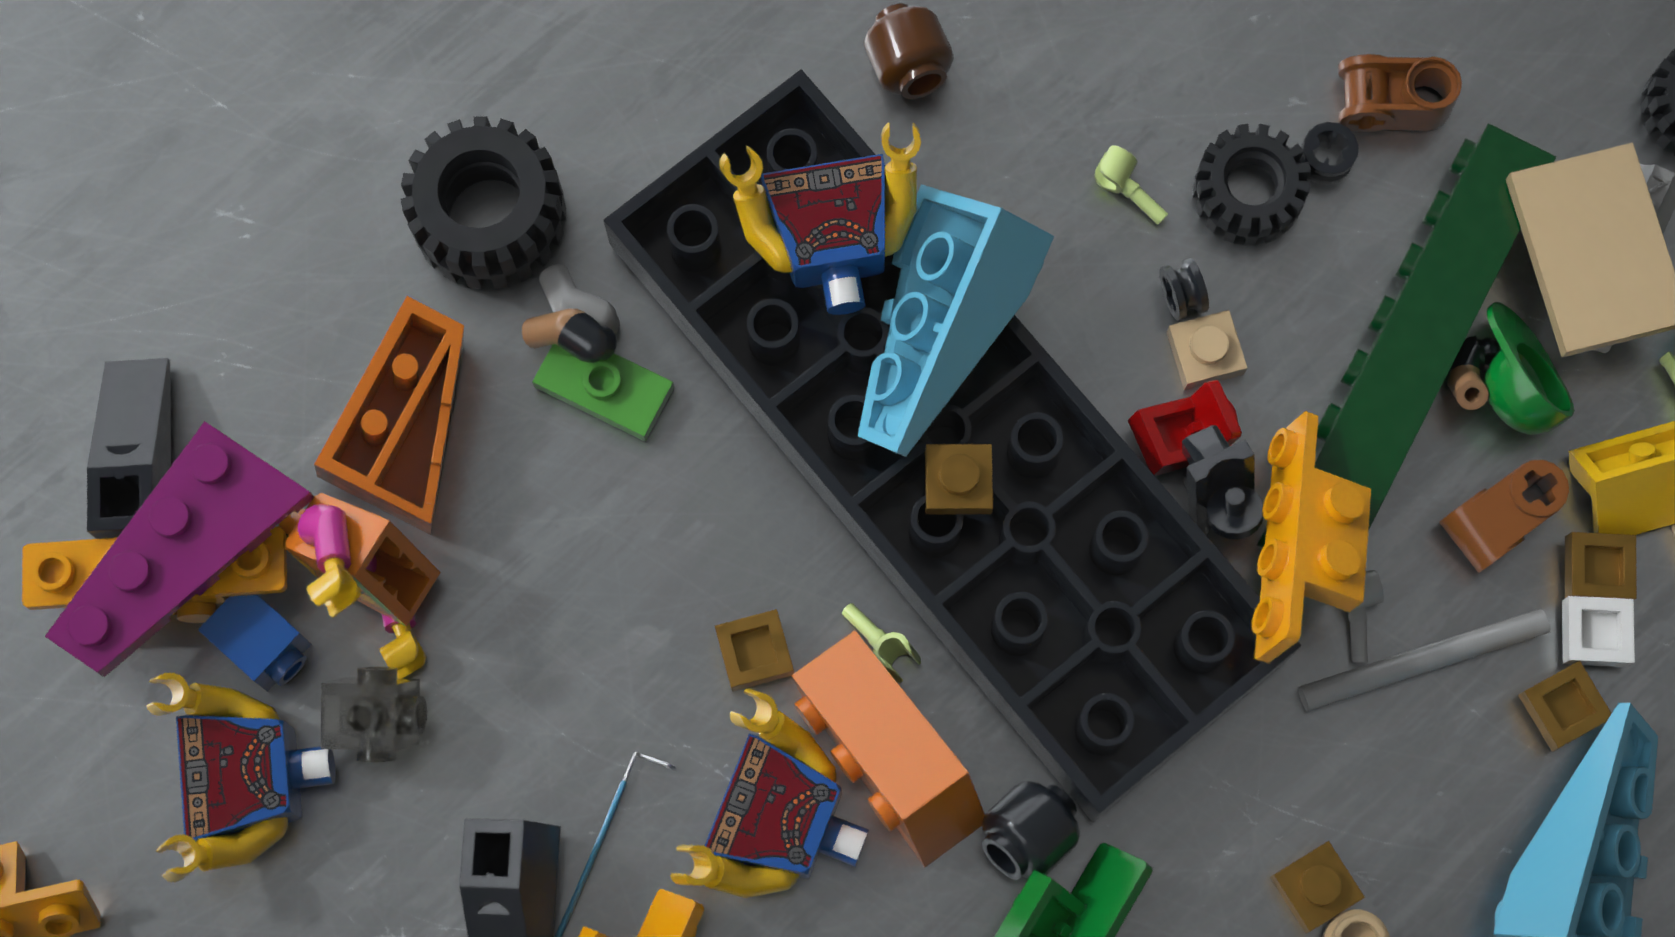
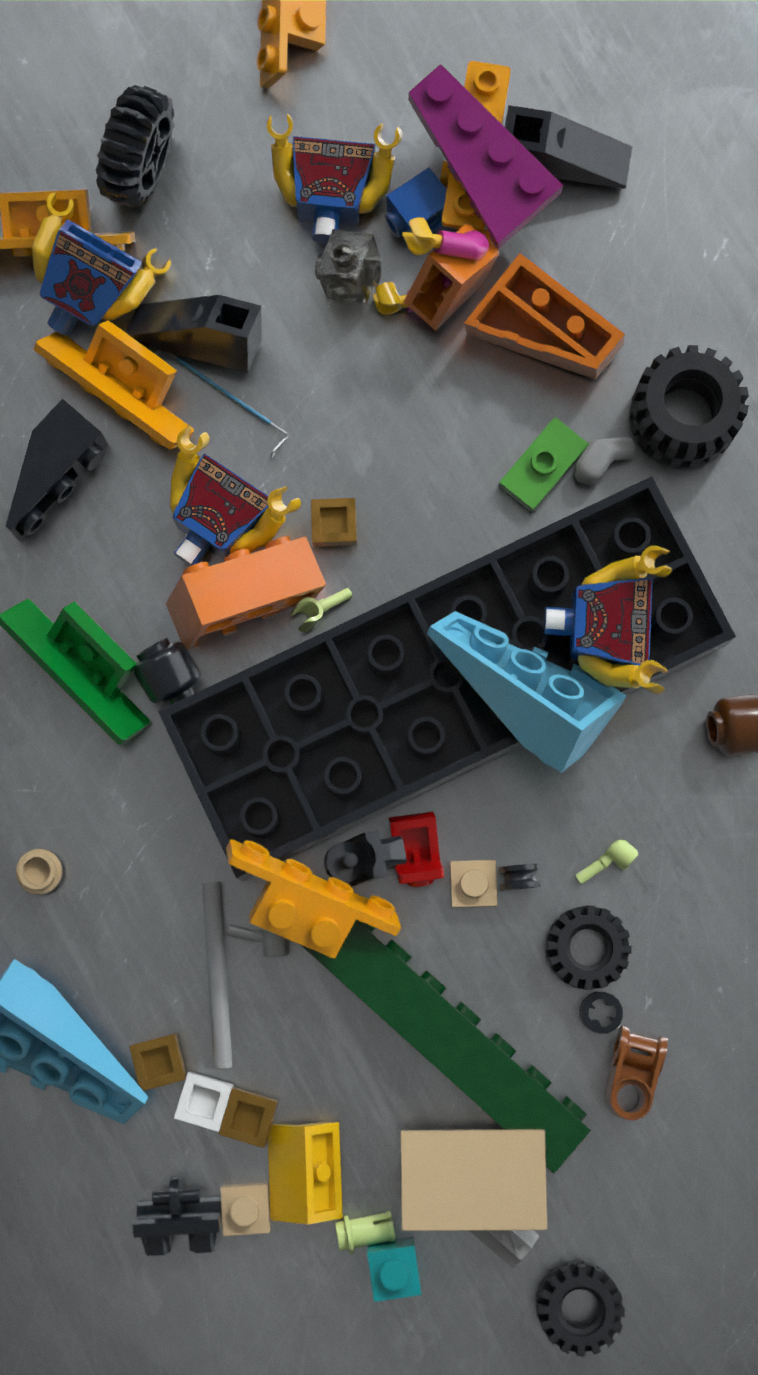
camera: 105 degrees right, 5 degrees up
(573, 332) = (578, 445): black arm -> none
(958, 478) = (407, 671): pearl gold plate -> none
(1317, 887) = (83, 856): pearl gold plate -> none
(1464, 375) = (410, 1062): arm -> none
(1501, 517) = (299, 1049): dark orange piece -> none
(1522, 378) = (393, 1102): green cap -> none

